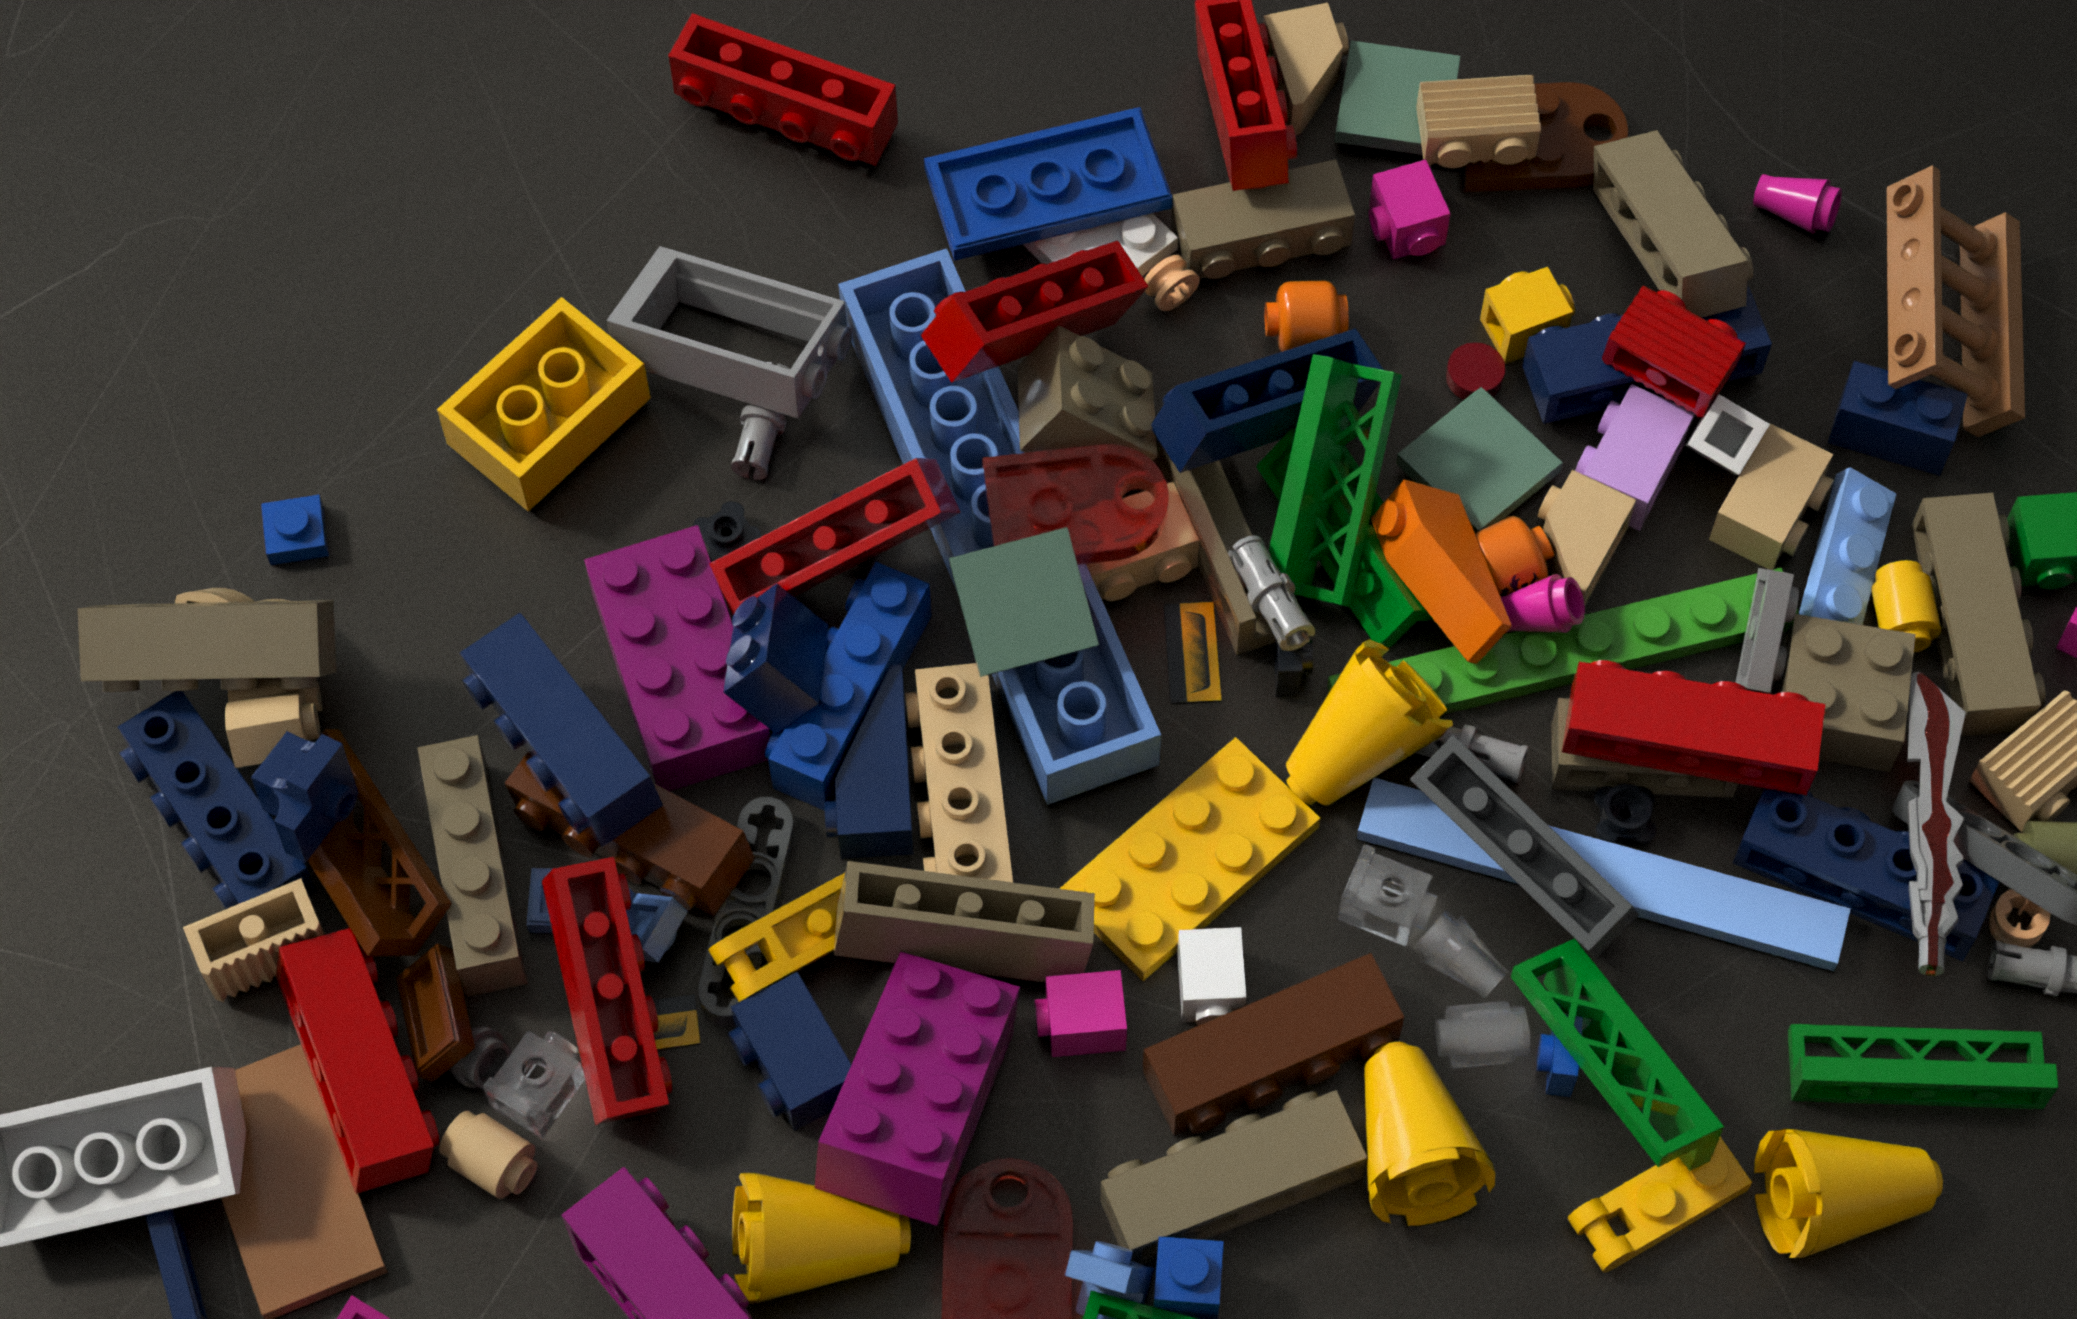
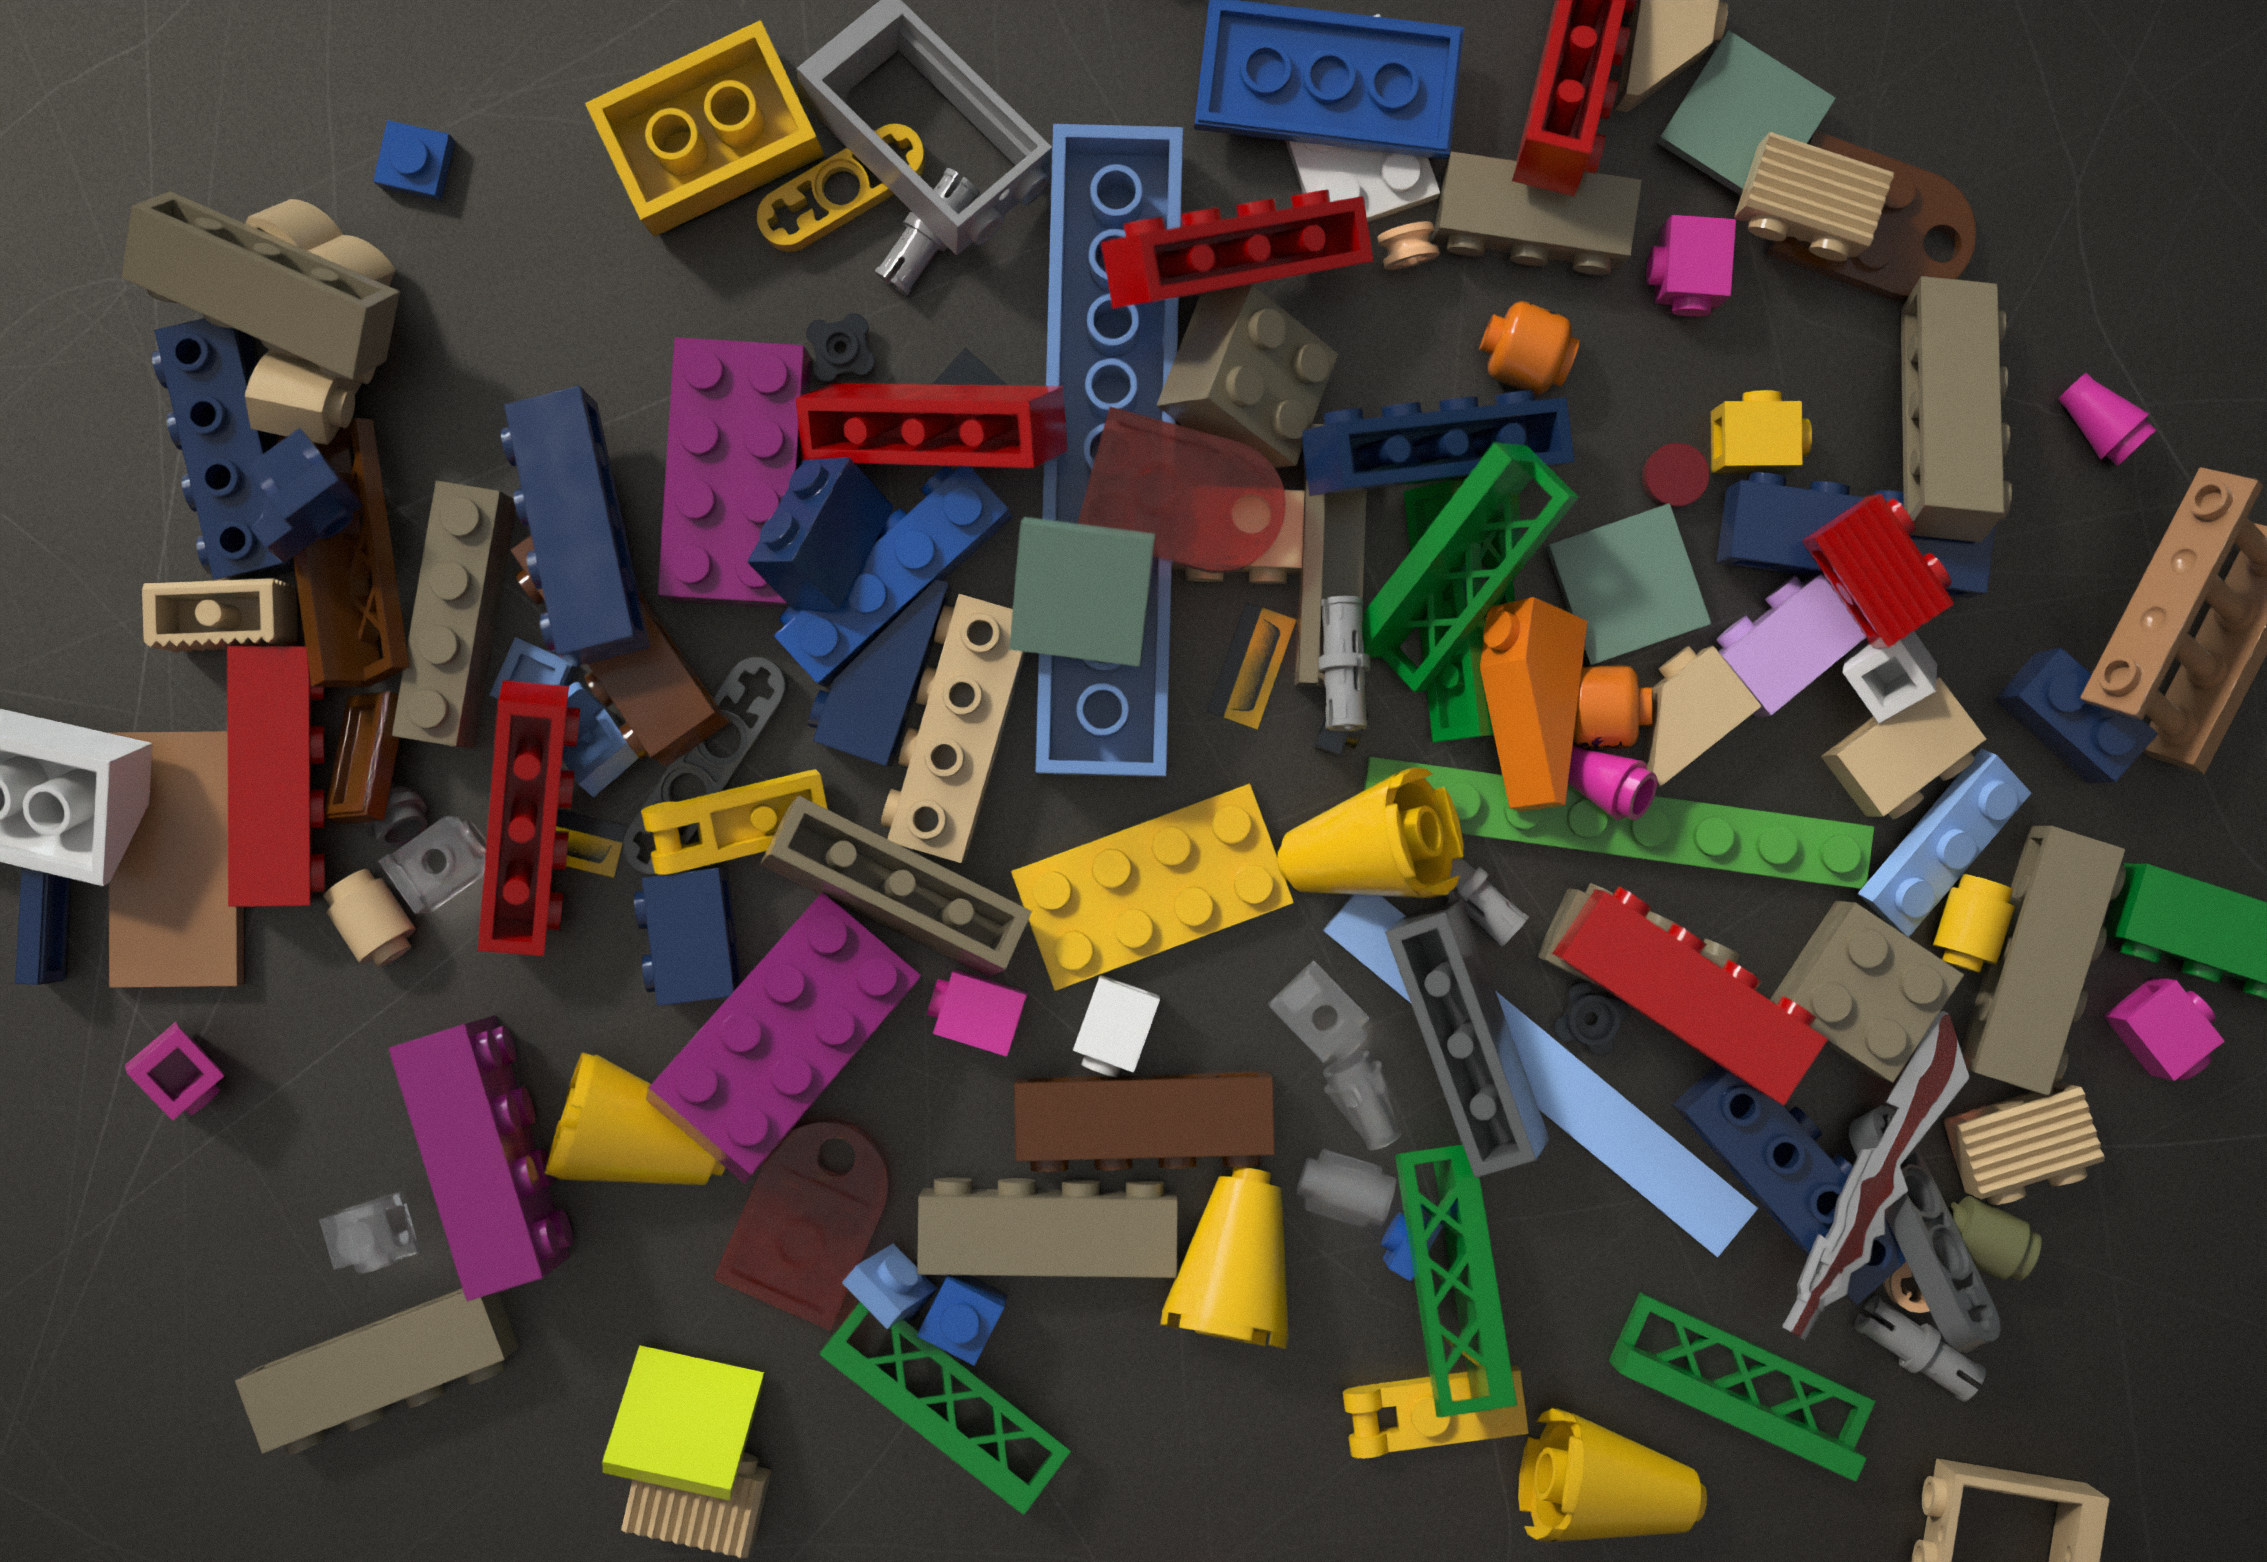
camera: 20 degrees right, 25 degrees up
(669, 440) = (816, 177): none -> yellow beam
(1771, 605) = (1808, 913): light grey plate -> none

